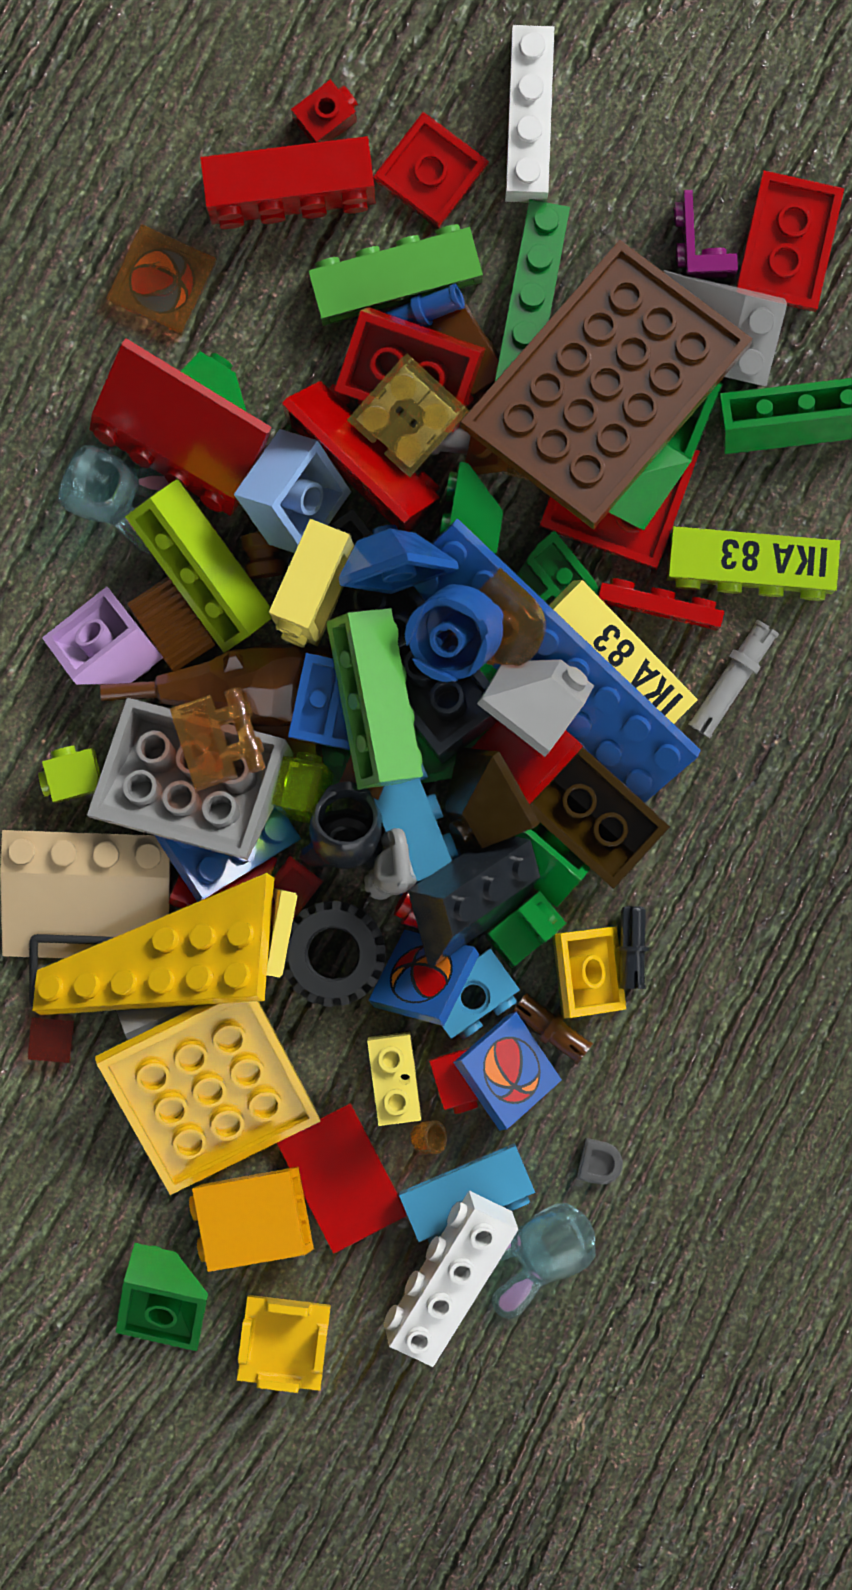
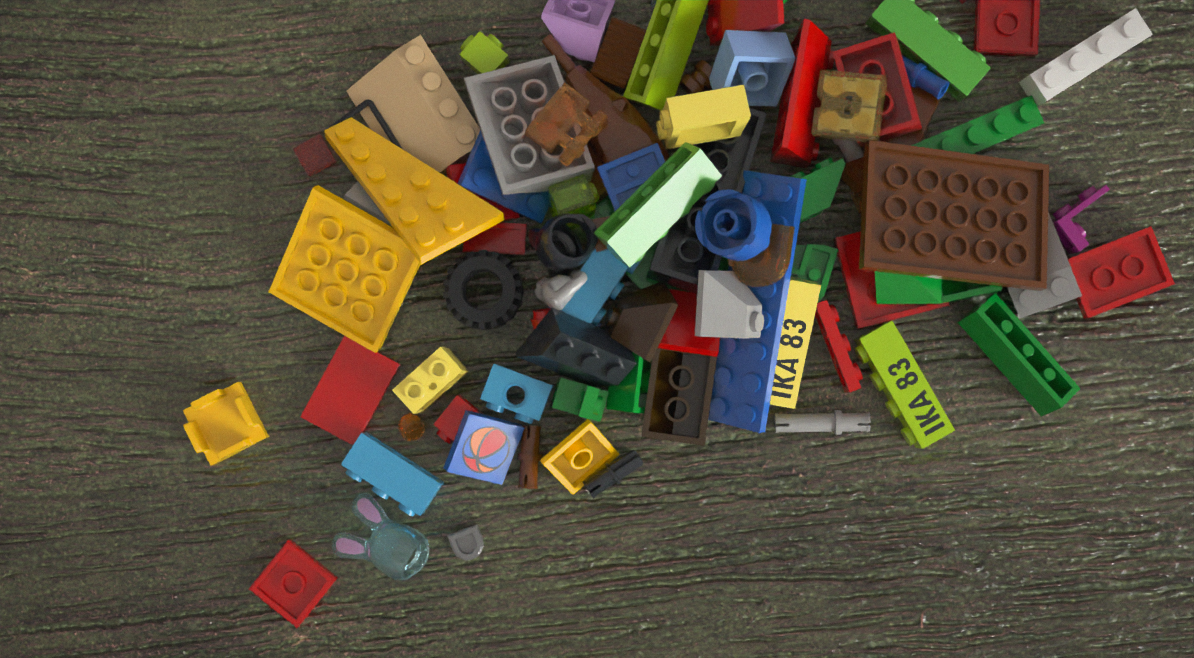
camera: 60 degrees right, 0 degrees up
(161, 1299) = (200, 328): green slope -> none
(251, 1219) = (286, 352): light orange brick -> none
(280, 929) = (477, 243): light yellow tile -> none
(394, 561) = (751, 158): blue slope -> none
(420, 989) = (497, 359): tile -> none
(450, 1278) = (331, 499): white brick -> none
(513, 1387) = (293, 583): none -> red tile

